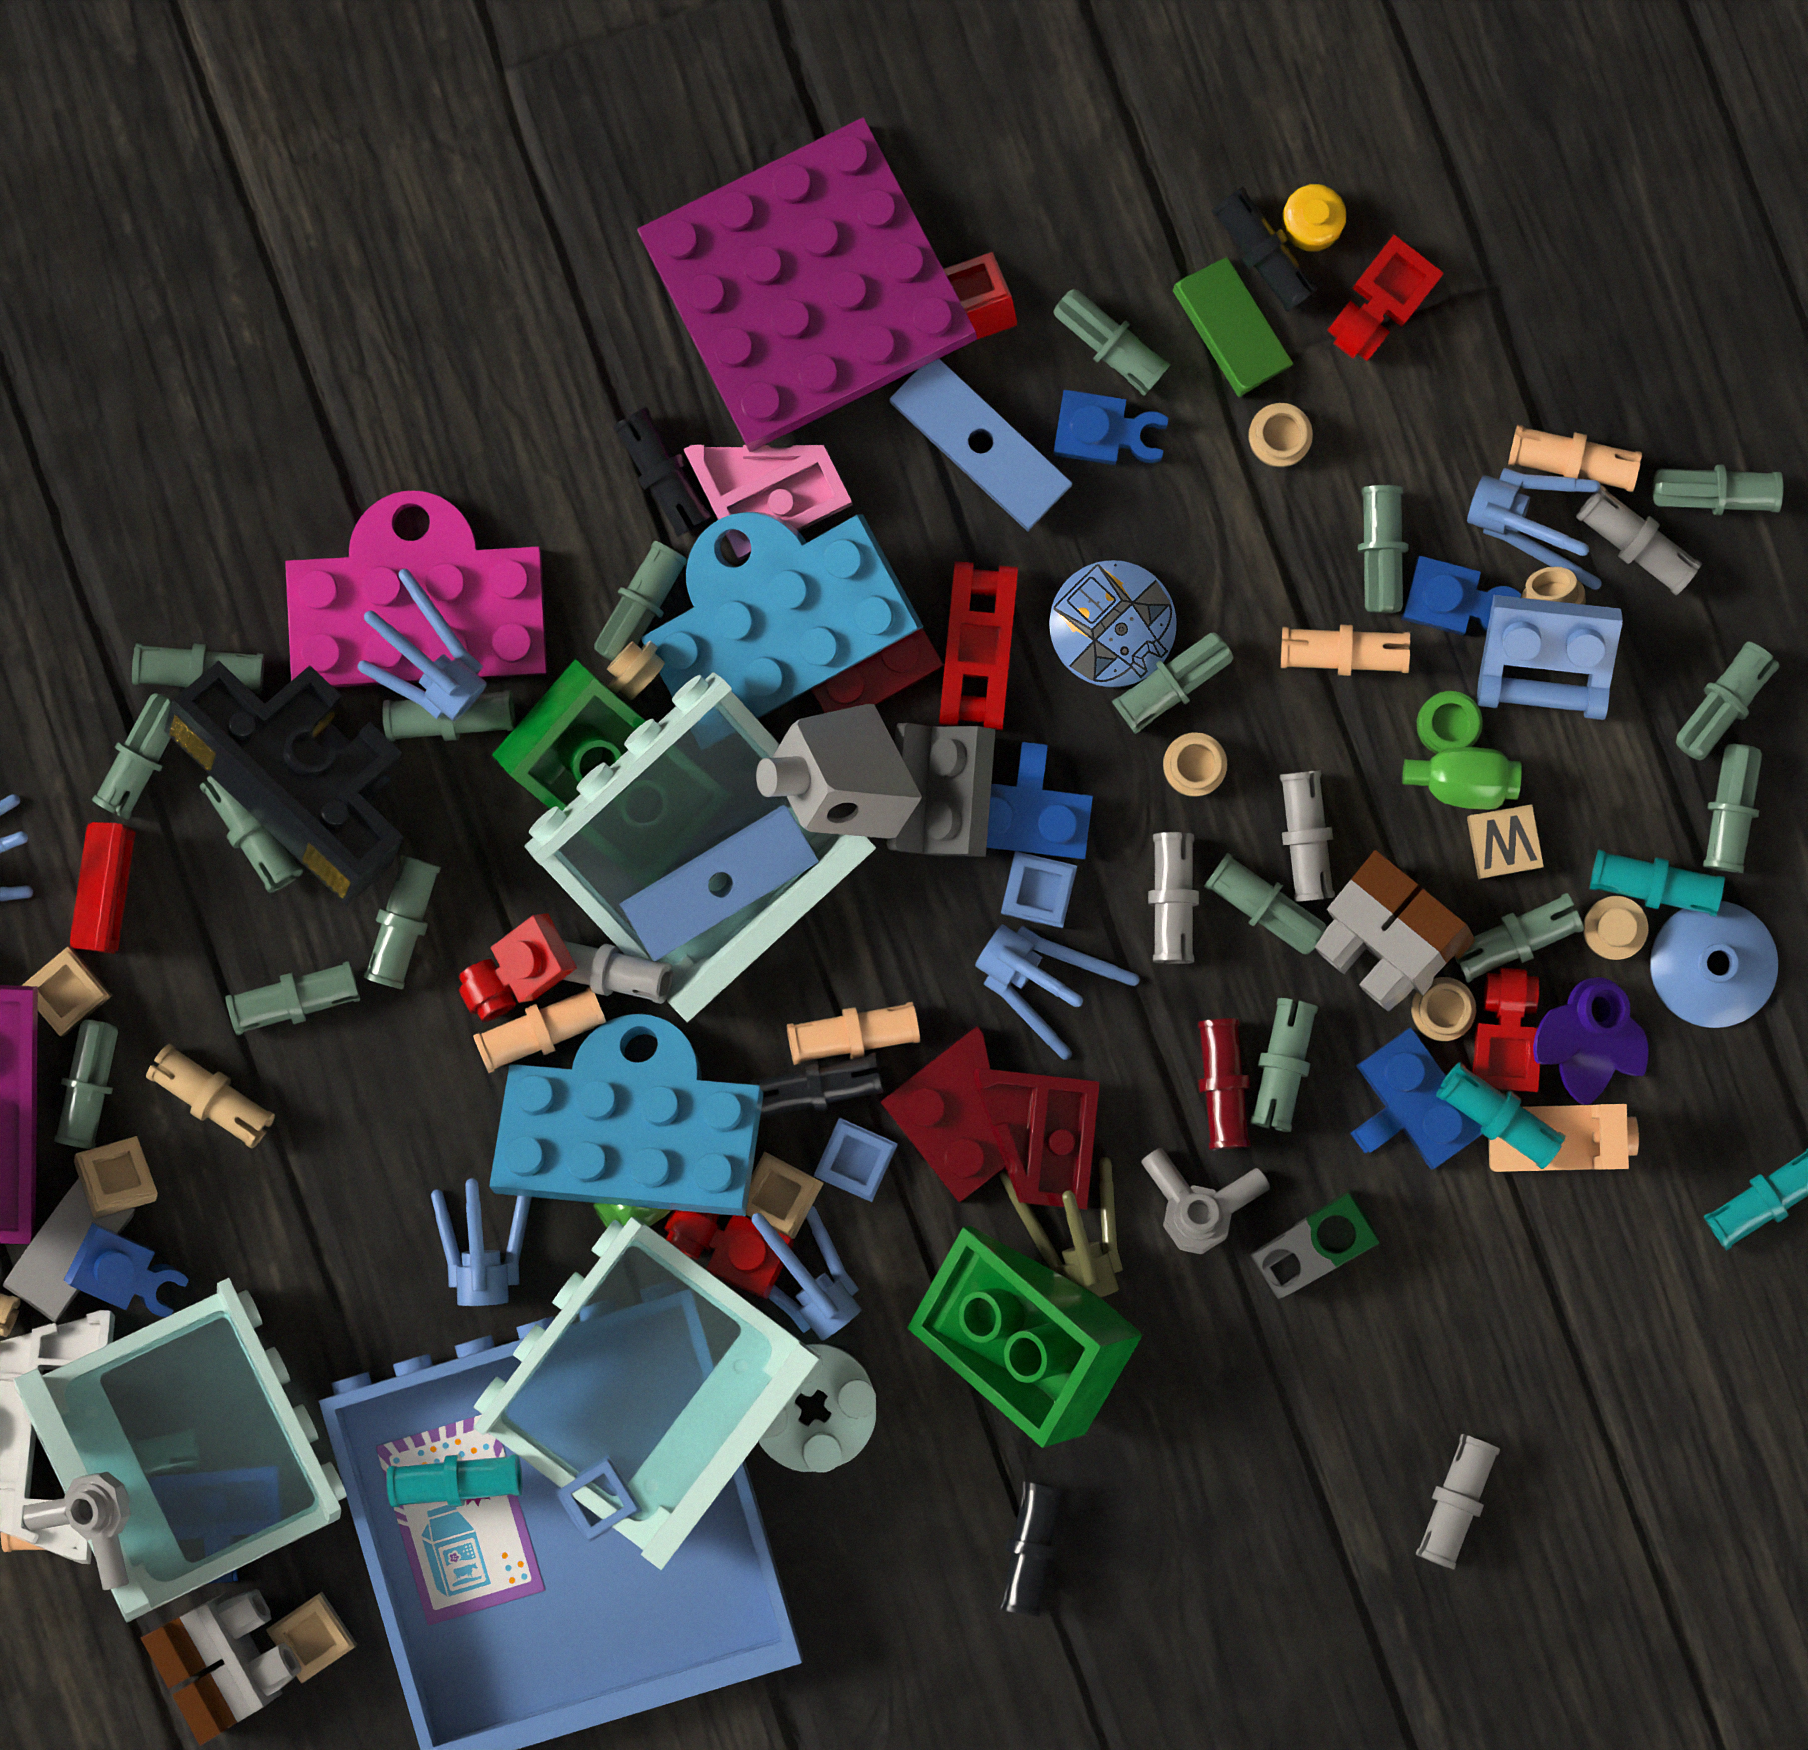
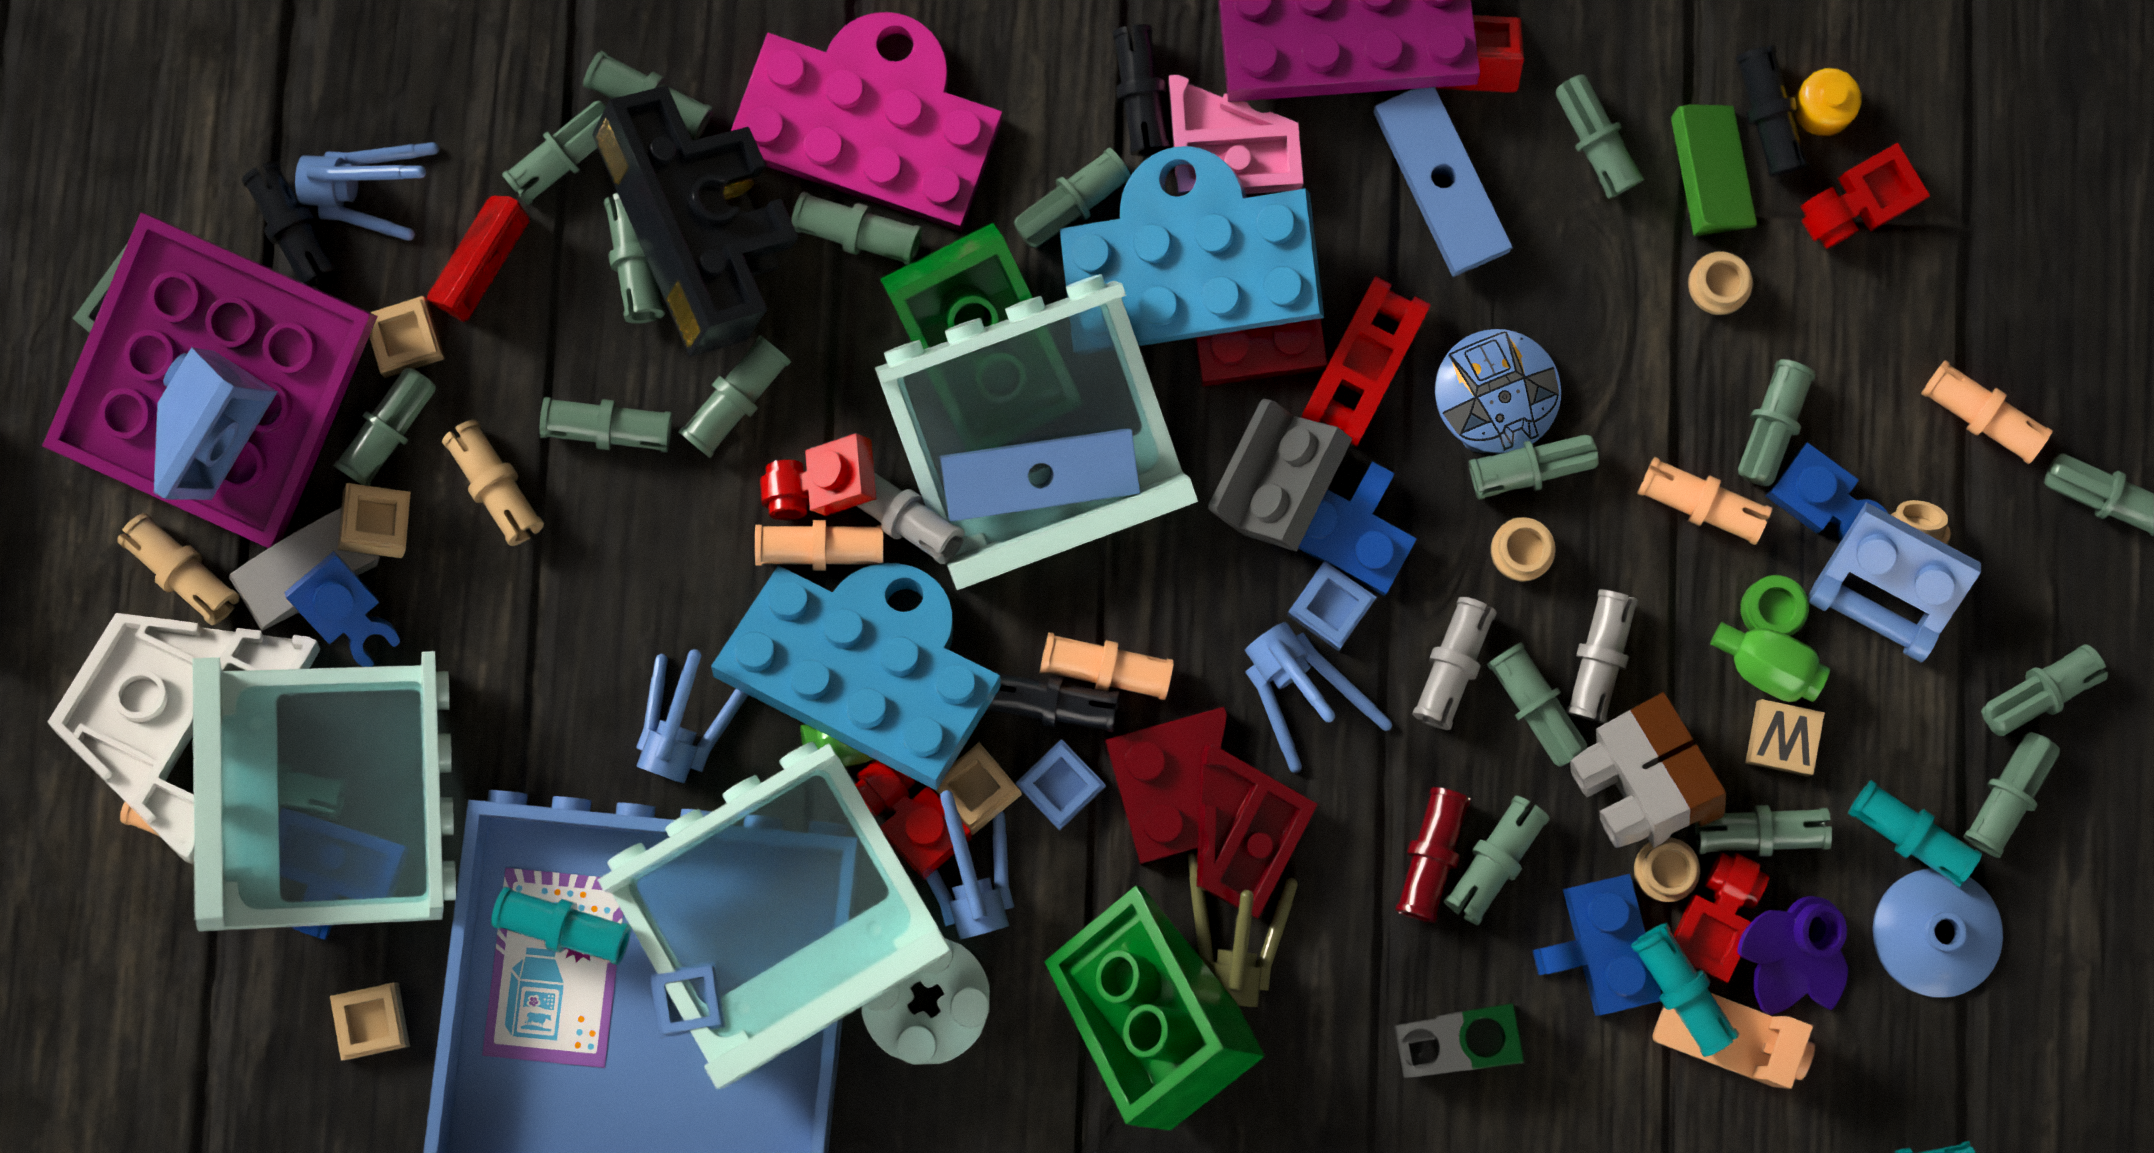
camera: 20 degrees right, 5 degrees down
(96, 1510) = (211, 810): light grey piece -> none
(215, 1633) = (278, 1038): light grey hips -> none
(448, 683) = (868, 195): medium blue plant -> none
(634, 669) = (1043, 250): tan plate -> none
(842, 774) = (1194, 420): light grey torso -> none
(1095, 428) = (1552, 209): blue plate -> none
(1198, 1215) = (1360, 968): light grey piece -> none
(1502, 514) = (1902, 428): medium blue plant -> none
(1615, 928) = (1859, 859): tan plate -> none
(1639, 540) = (2018, 510): light grey pin -> none

